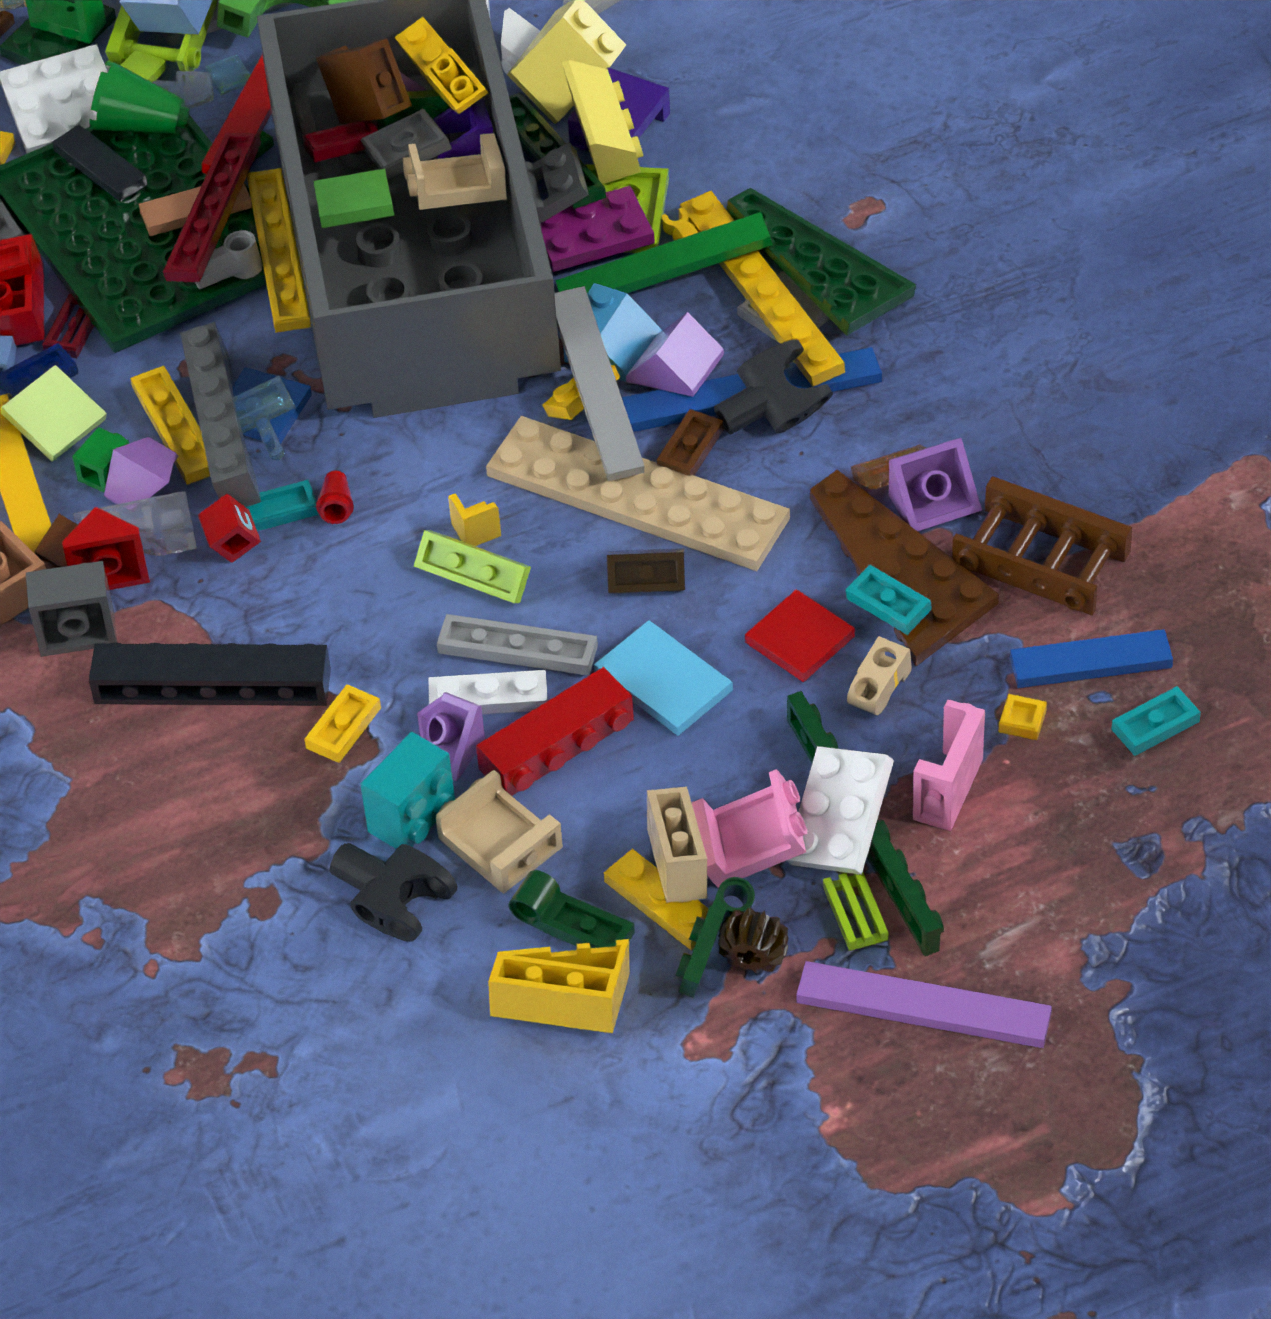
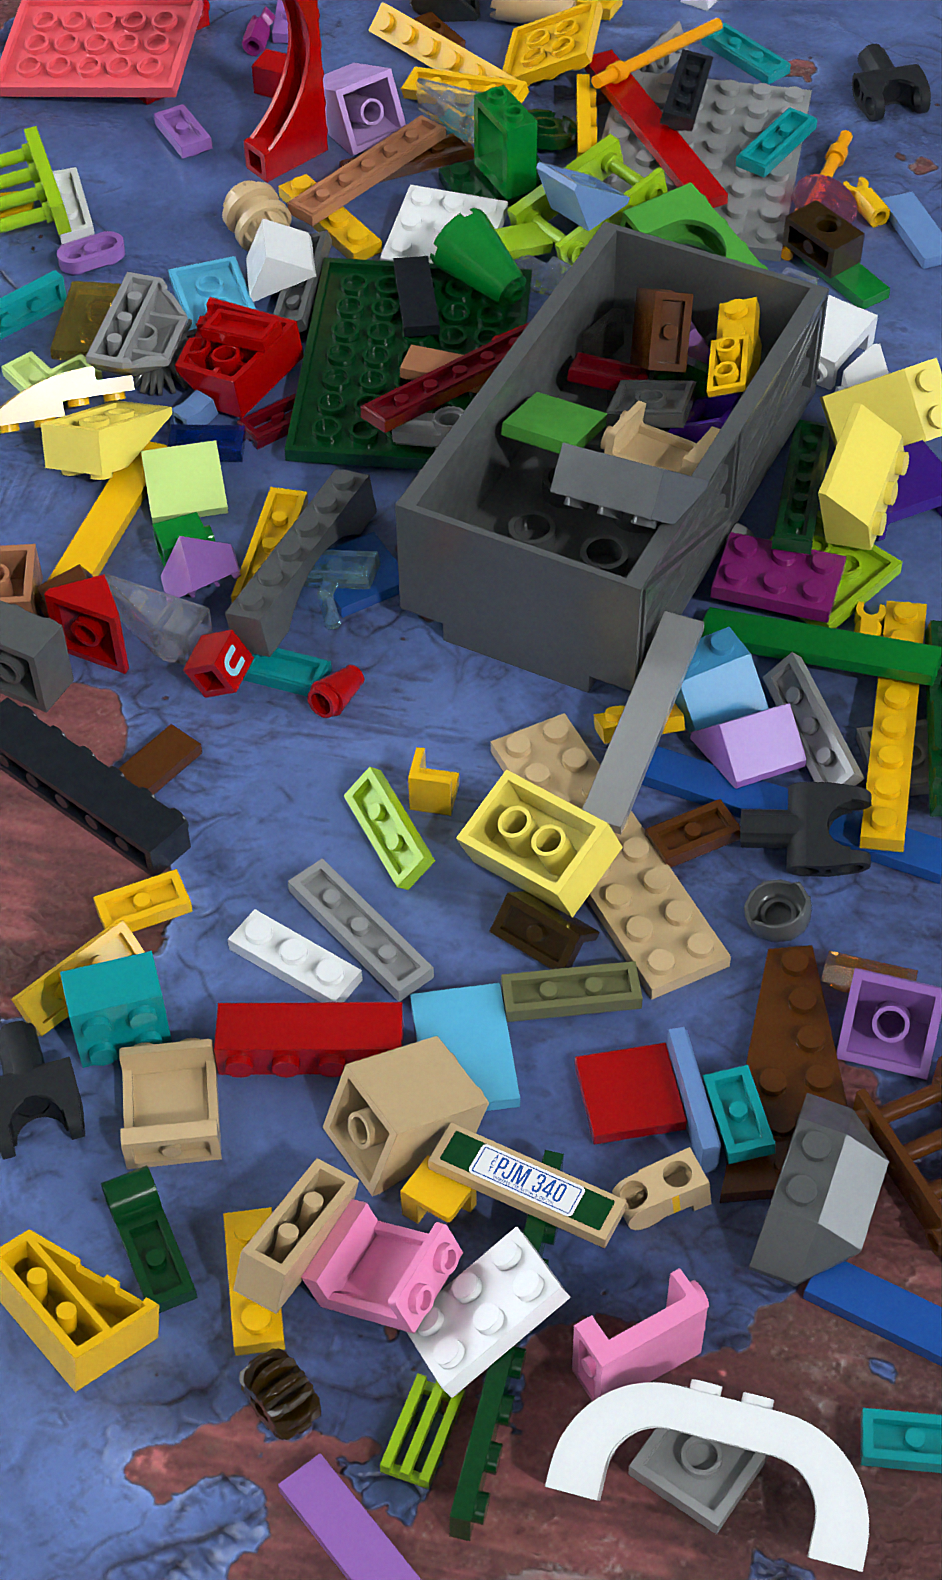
camera: 35 degrees right, 0 degrees up
(249, 618) = (161, 759): none -> reddish brown tile
(344, 809) = (44, 1000): none -> yellow plate
(454, 727) = (219, 979): medium lavender slope -> none
(474, 211) = (624, 486): none -> dark grey slope
(562, 178) = (776, 518): dark grey plate -> none
(599, 508) = (539, 842): none -> light yellow brick
(666, 734) = (398, 1108): none -> tan slope
(703, 595) = (571, 991): none -> olive plate
(706, 930) = (206, 1377): dark green plate -> none
(732, 333) = (822, 741): none -> light grey plate
(736, 764) = (435, 1194): none -> yellow panel
(796, 459) = (778, 910): none -> dark grey hair
(798, 720) = (527, 1185): none -> tile
(865, 620) = (694, 1100): none -> medium blue tile
(982, 615) = (821, 1195): none -> dark grey wedge
(1022, 717) = (778, 1335): yellow tile -> none
(1040, 812) = (696, 1474): none -> light grey plate
(1113, 758) = (700, 1411): none -> white arch

